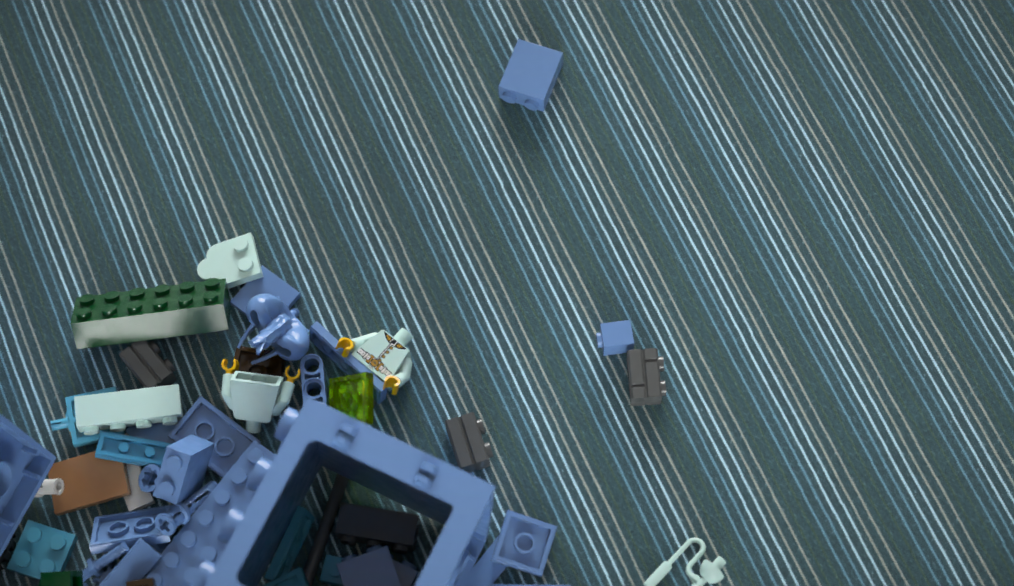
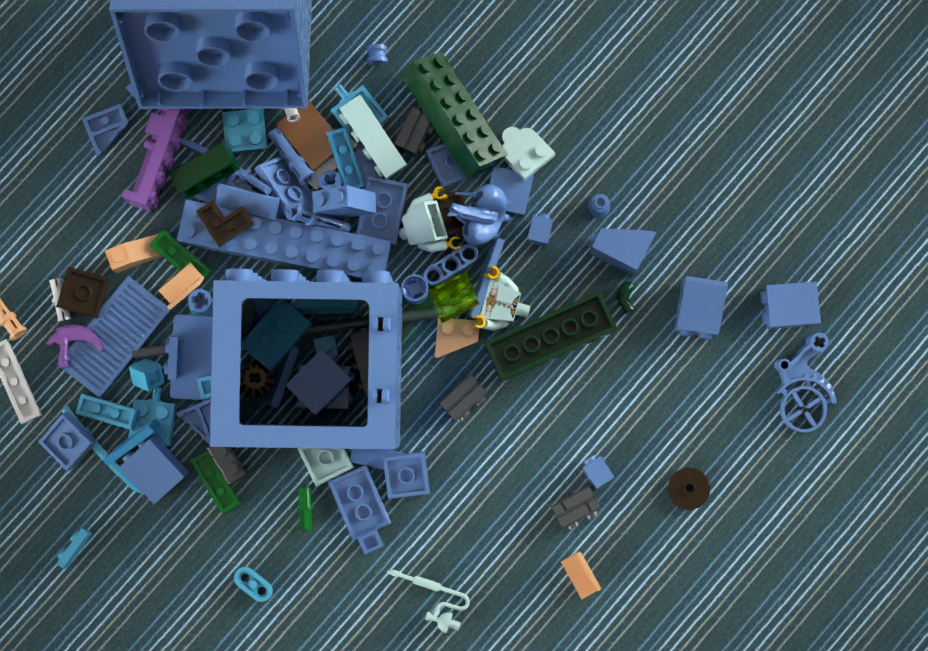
camera: 60 degrees right, 15 degrees up
(41, 369) = (377, 54): none -> medium blue wheel
(111, 508) = (295, 162): none -> medium blue pin
(202, 349) = (444, 166): none -> medium blue plate
(325, 283) = (540, 230): none -> medium blue brick
(329, 214) = (599, 205): none -> medium blue hat
(387, 207) = (621, 247): none -> medium blue slope
(395, 417) = (455, 335): none -> light nougat wing
(438, 232) = (623, 296): none -> dark green arm
(445, 321) = (550, 336): none -> dark green brick
(488, 158) = (700, 307): none -> medium blue slope
(599, 98) = (797, 370): none -> medium blue piece
(676, 267) = (677, 488): none -> dark brown plate
(720, 403) = (580, 575): none -> light nougat panel

